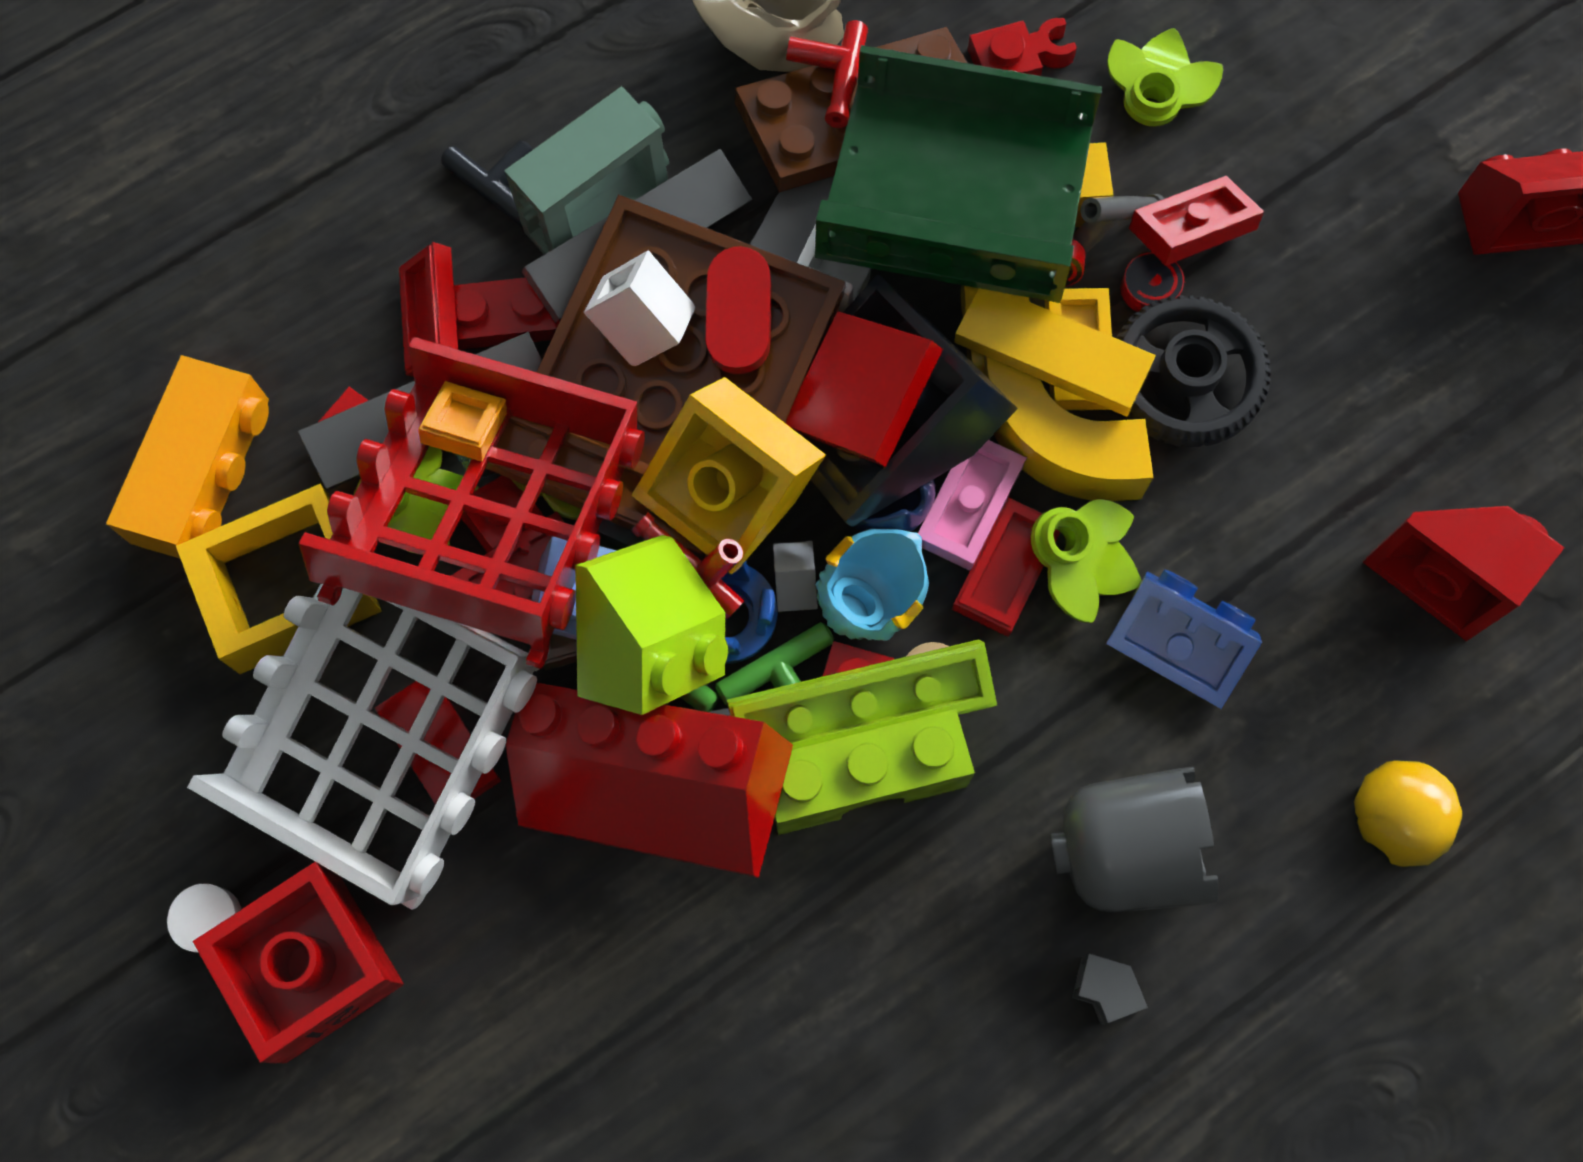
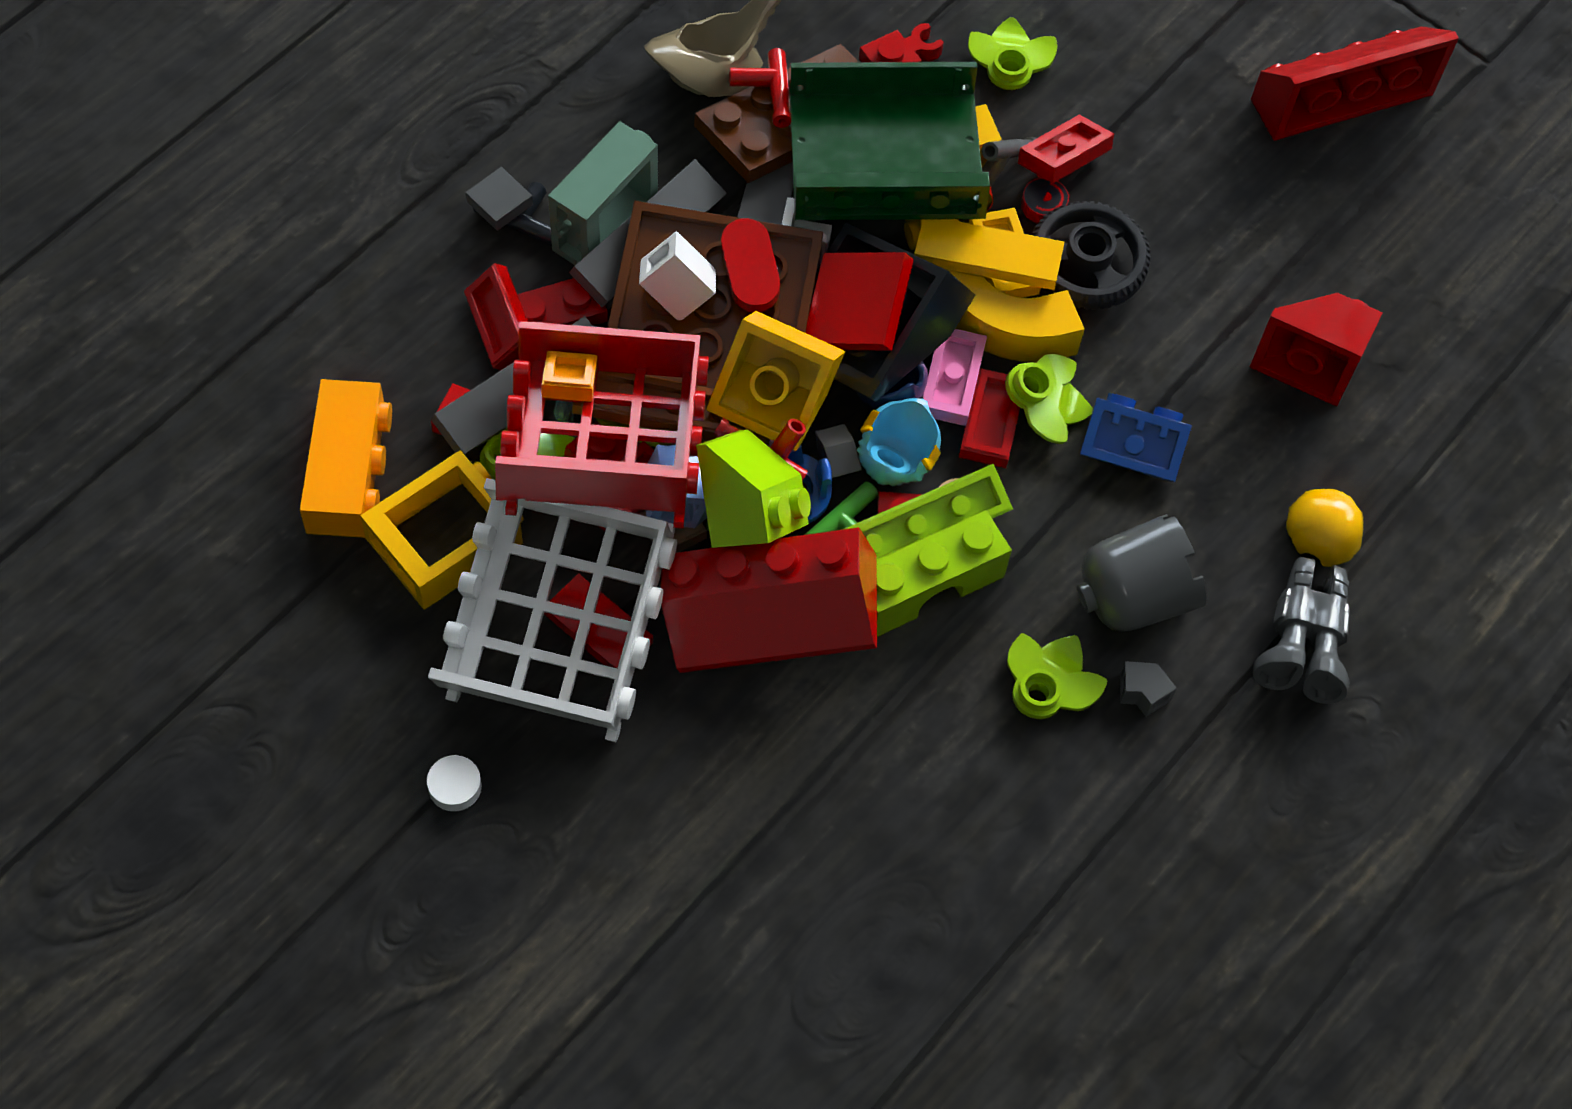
camera: 20 degrees left, 10 degrees down
(297, 964) = (546, 786): red brick -> none
(468, 156) = (499, 198): none -> dark grey tile
(998, 940) = (1054, 672): none -> lime plate
(1370, 951) = (1322, 620): none -> dark grey piece

